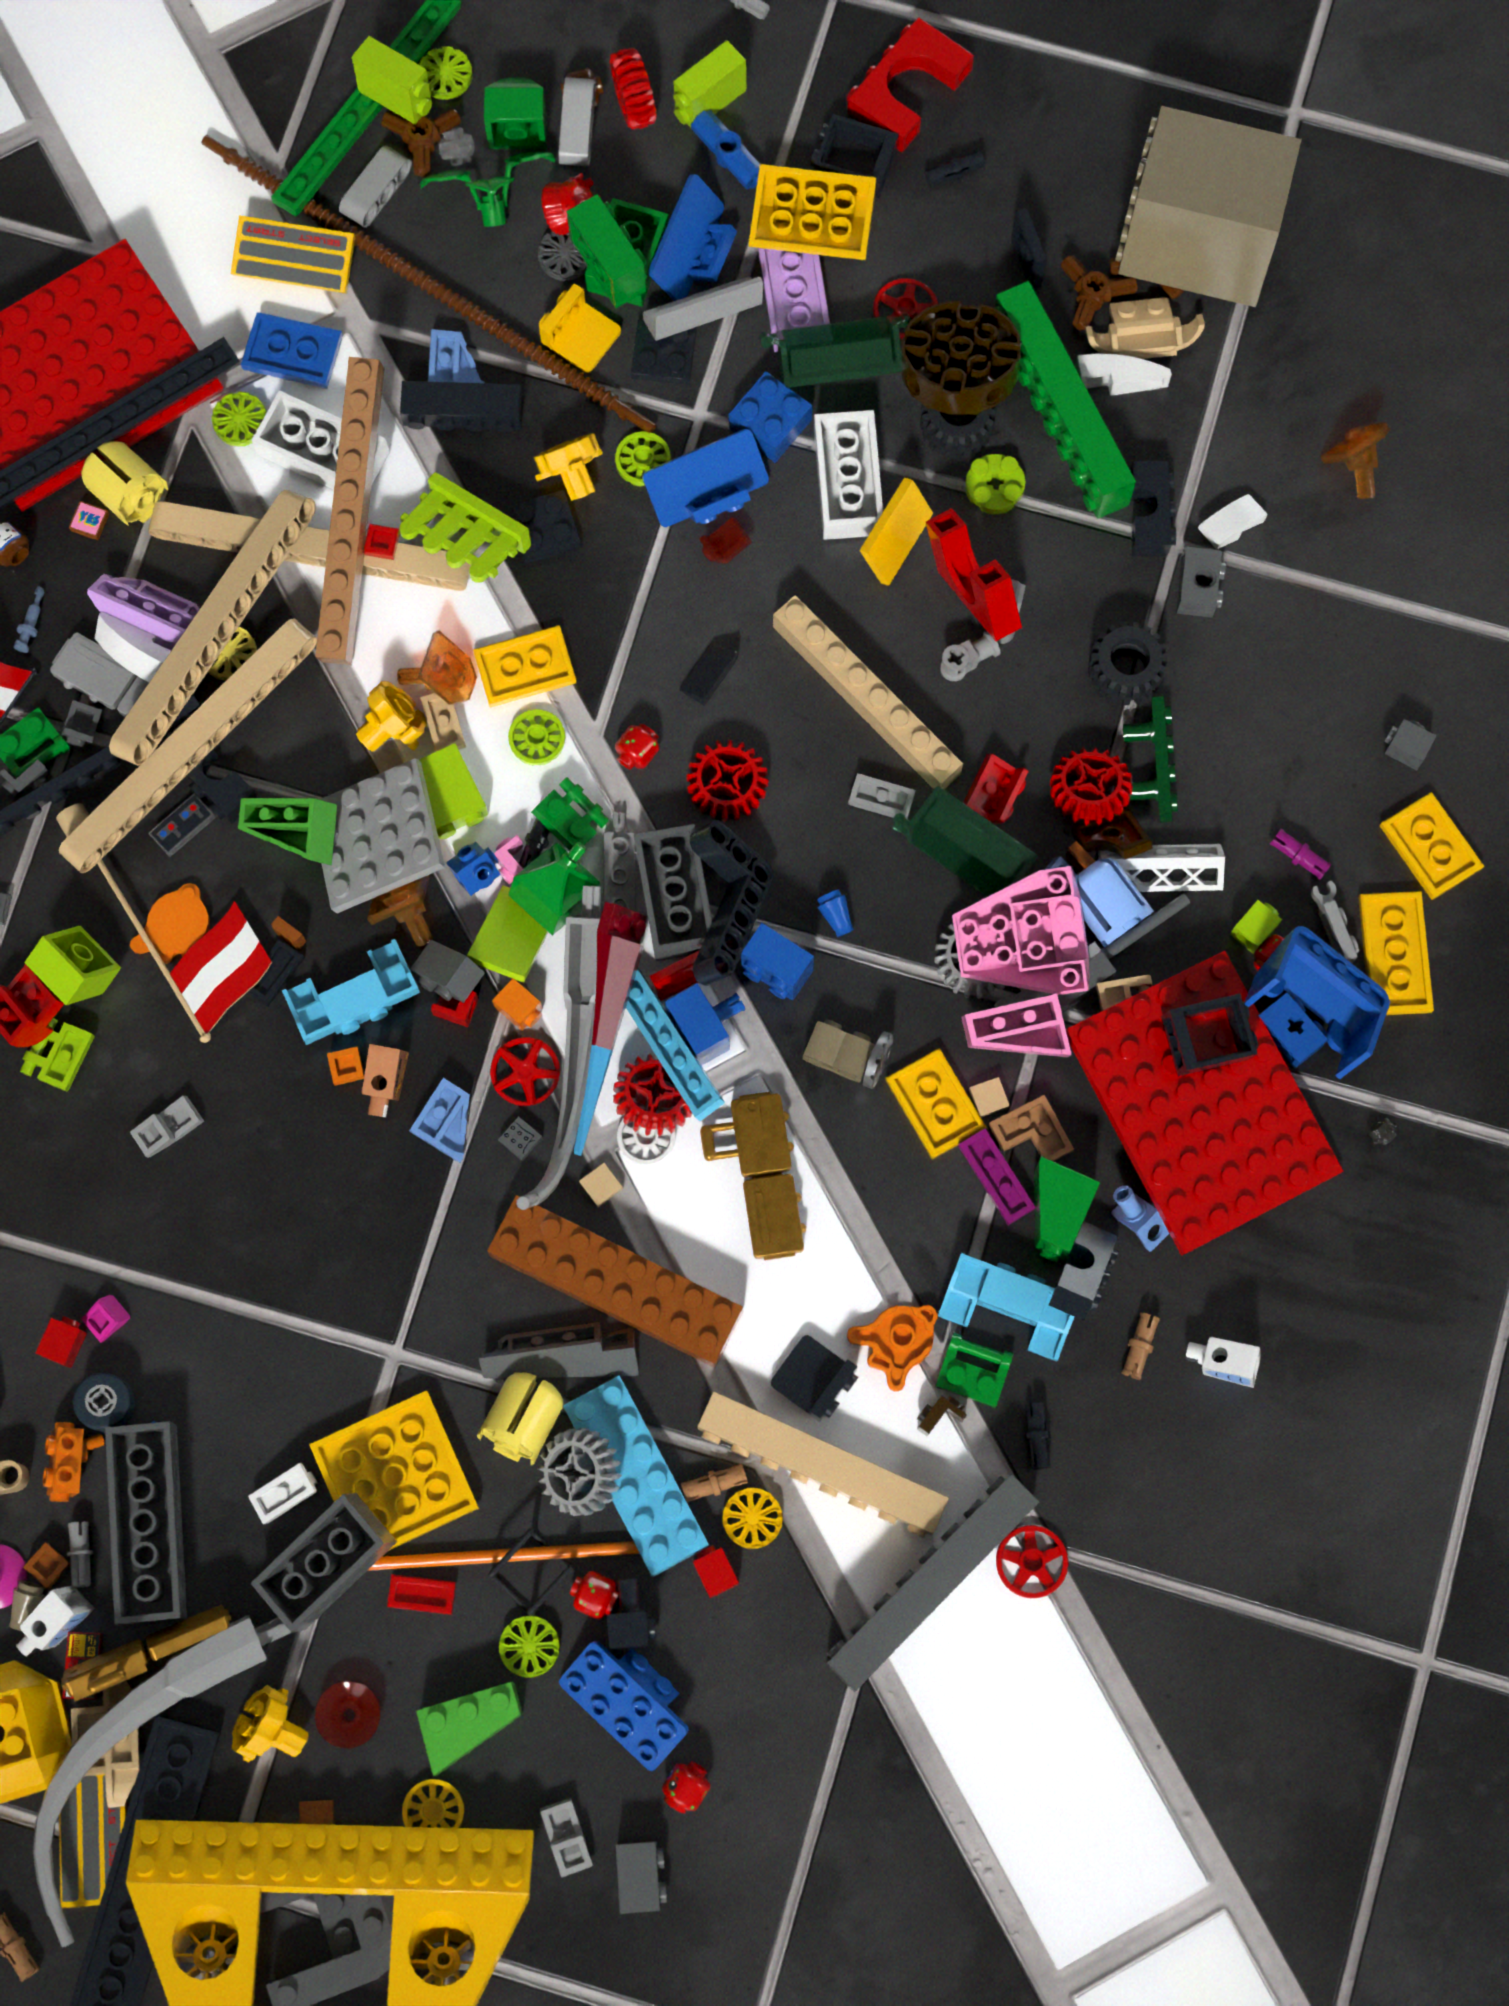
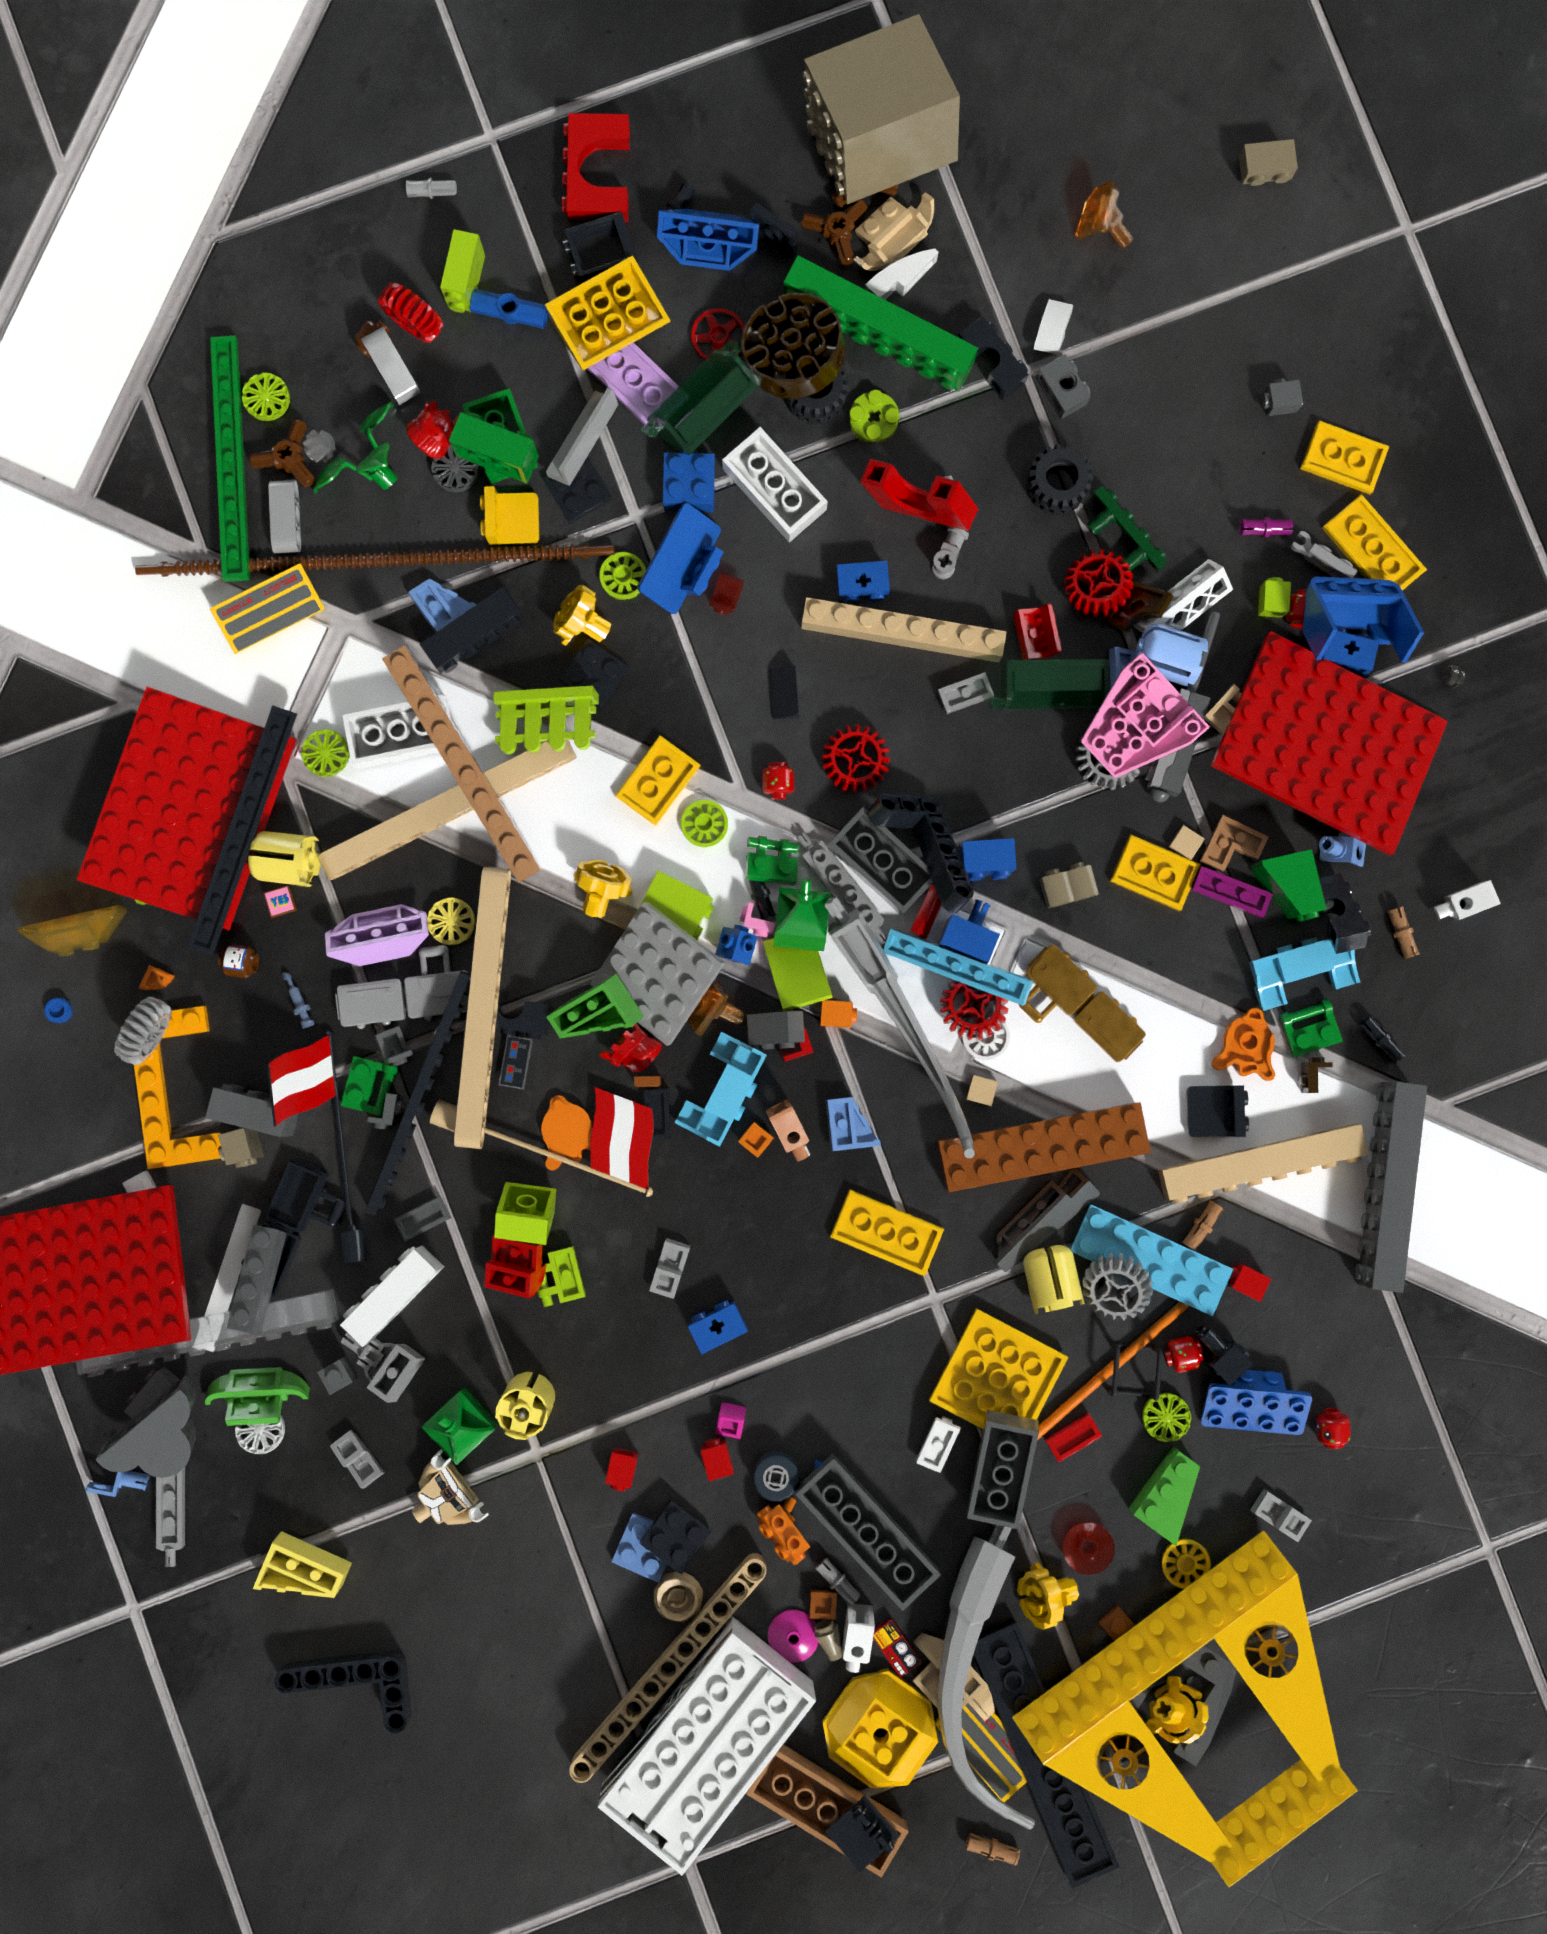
camera: 45 degrees left, 10 degrees up
(130, 646) = (390, 969): white slope -> none
(131, 1658) = (922, 1642): pearl gold piece -> none
(180, 1225) = (708, 1338): none -> blue brick
(212, 628) = (435, 916): tan beam -> none
(291, 350) = (322, 677): blue plate -> none
(297, 891) = (633, 1050): none -> red hair
(299, 1944) = (1176, 1713): none -> yellow piece
(381, 541) = (497, 768): red tile -> none
(392, 80) = (241, 431): lime brick -> none
(400, 1252) = (887, 1232): none -> yellow tile
(442, 722) = (635, 860): tan plate -> none
(443, 670) = (611, 827): clear orange piece -> none
(515, 114) = (343, 390): green piece -> none
(520, 1138) = (906, 1100): dark grey tile -> none
(525, 1071) = (874, 1053): red wheel -> none
(617, 965) = (887, 939): plate -> none
(639, 1877) = (1346, 1505): dark grey brick -> none
(693, 241) = (541, 394): blue bracket -> none
(752, 1518) = (1243, 1229): yellow wheel -> none
(835, 911) = (993, 793): blue cone -> none
(856, 610) = (873, 573): none -> blue brick
(876, 1060) = (1100, 873): flat silver wheel -> none
(896, 531) = (838, 501): yellow tile -> none
(960, 212) = (707, 237): none -> blue wedge
(1020, 1027) = (1181, 784): bright pink wedge -> none
(1031, 1561) = (1438, 1122): red wheel -> none
(1078, 857) = (1127, 638): dark orange tile -> none
(1181, 1043) = (1294, 715): black window -> none

